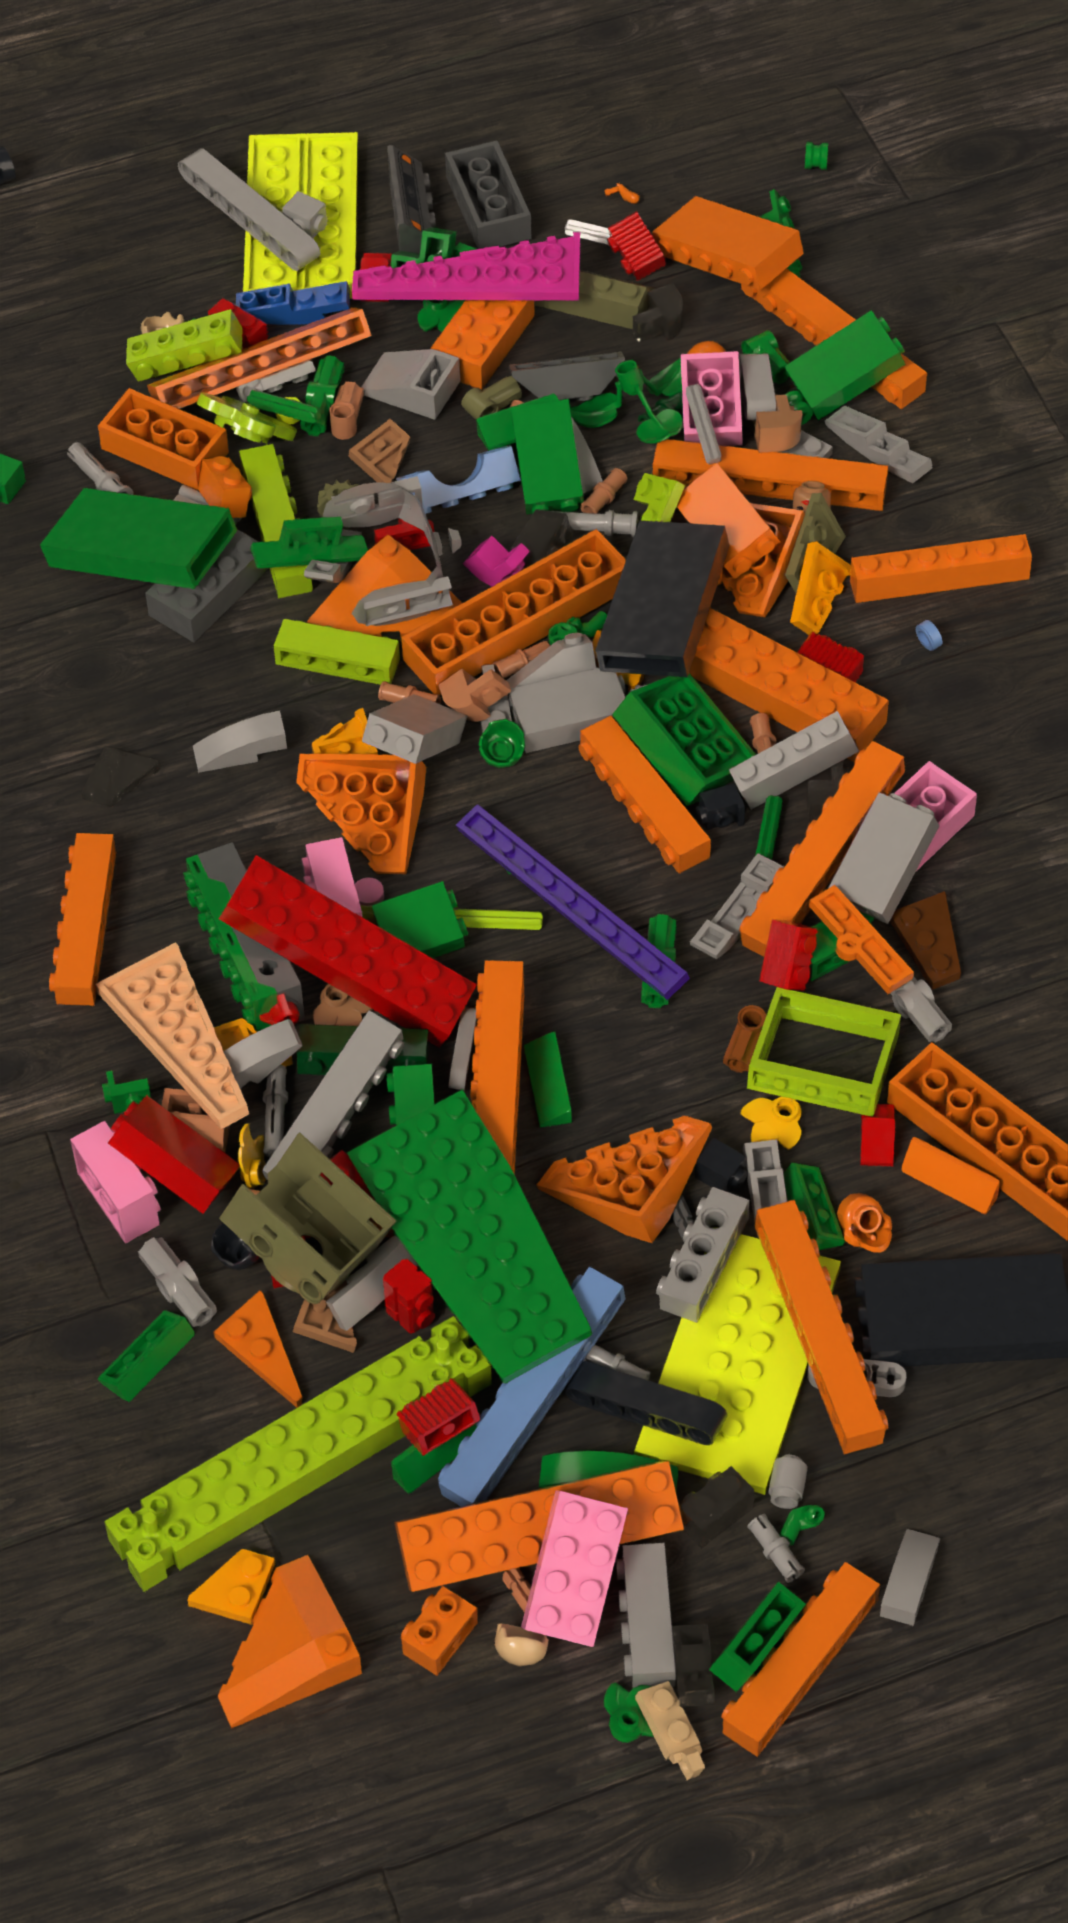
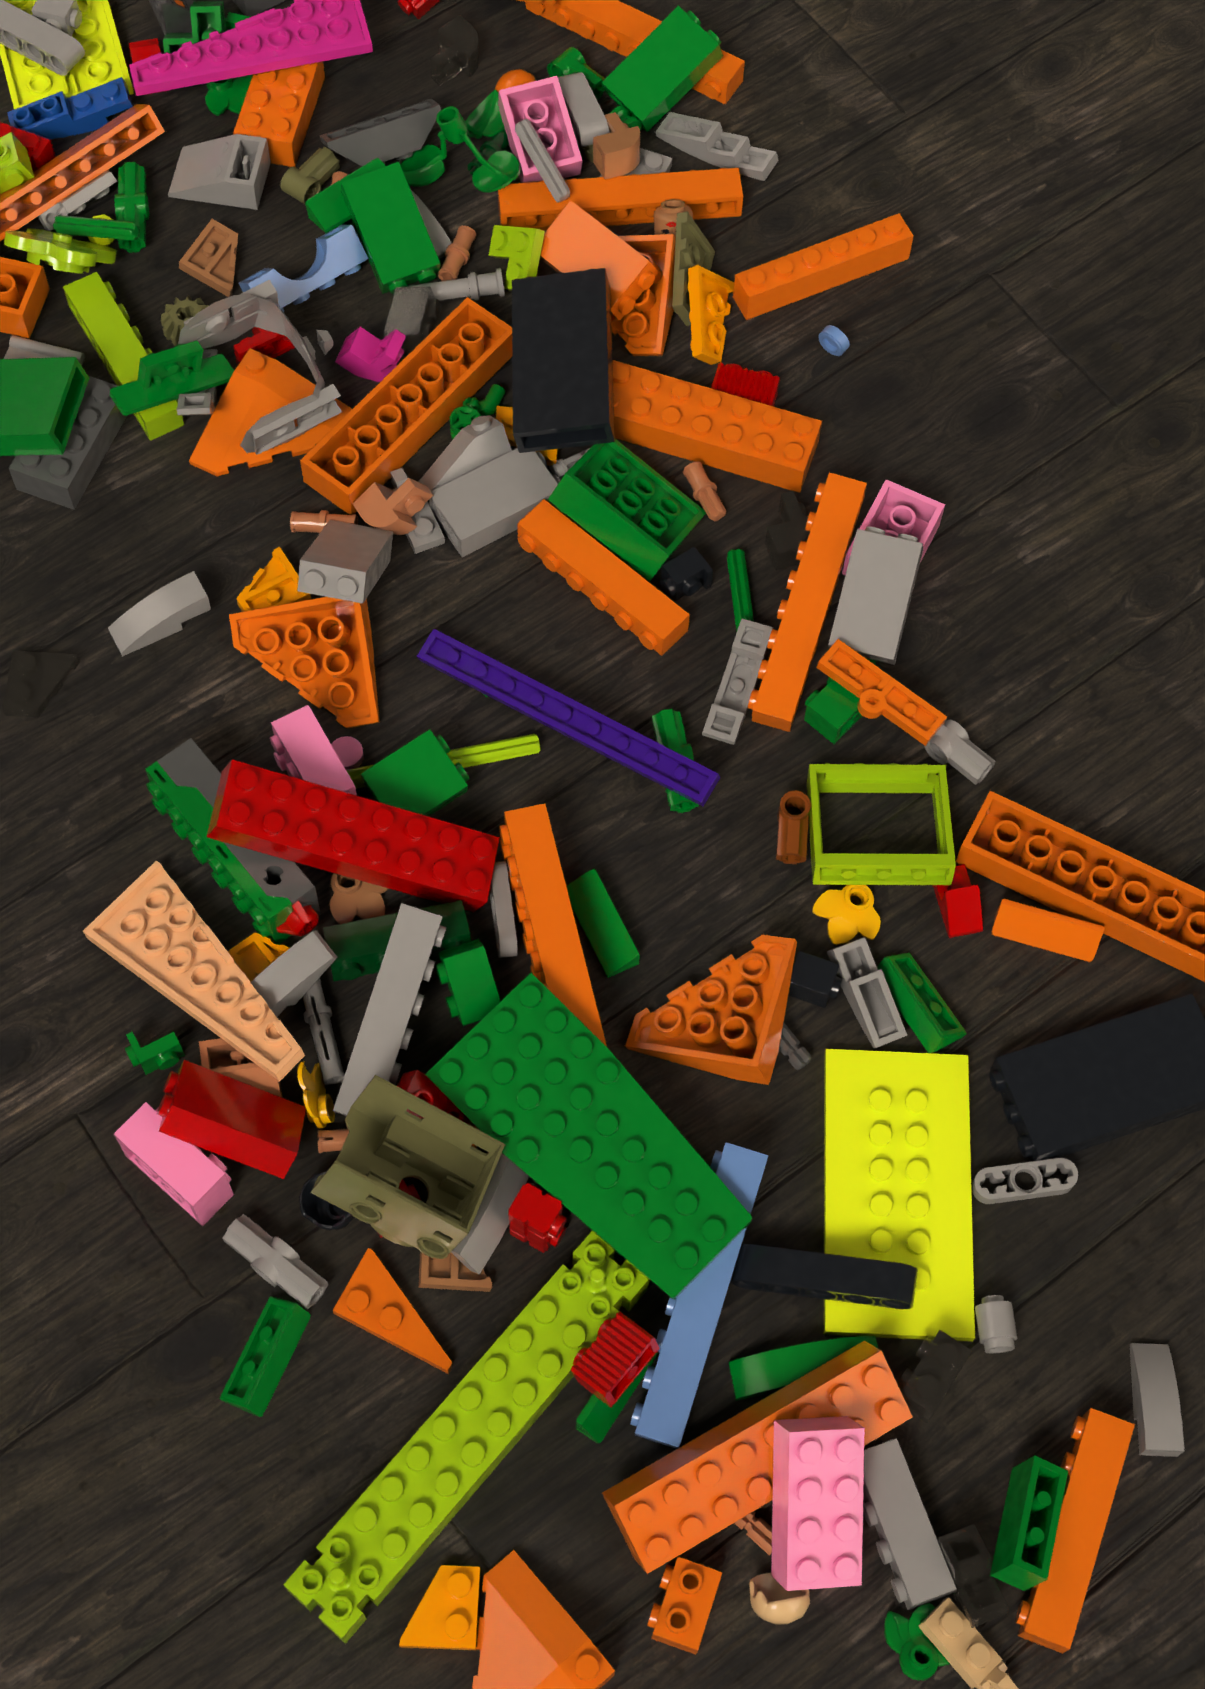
camera: 20 degrees left, 10 degrees up
(84, 919) = (48, 858): orange brick -> none
(224, 485) = (58, 329): orange brick -> none
(336, 652) = (232, 489): lime brick -> none
(346, 410) = (161, 218): nougat piece -> none
(502, 743) = (438, 554): green hair -> none
(513, 663) = (427, 456): nougat axle -> none
(604, 300) = (396, 47): olive slope -> none
(616, 1362) = (776, 1236): light grey pin -> none
(690, 1298) = (843, 1034): light grey brick -> none
(776, 1548) = (1007, 1405): light grey pin -> none
(788, 955) = (811, 726): red brick -> none
(794, 760) = (749, 507): light grey brick -> none
(801, 1519) = (1019, 1364): green arm -> none
(820, 1327) = (978, 1141): orange brick -> none
(864, 1223) = (981, 1008): orange head -> none
(929, 939) = (939, 671): reddish brown wing -> none

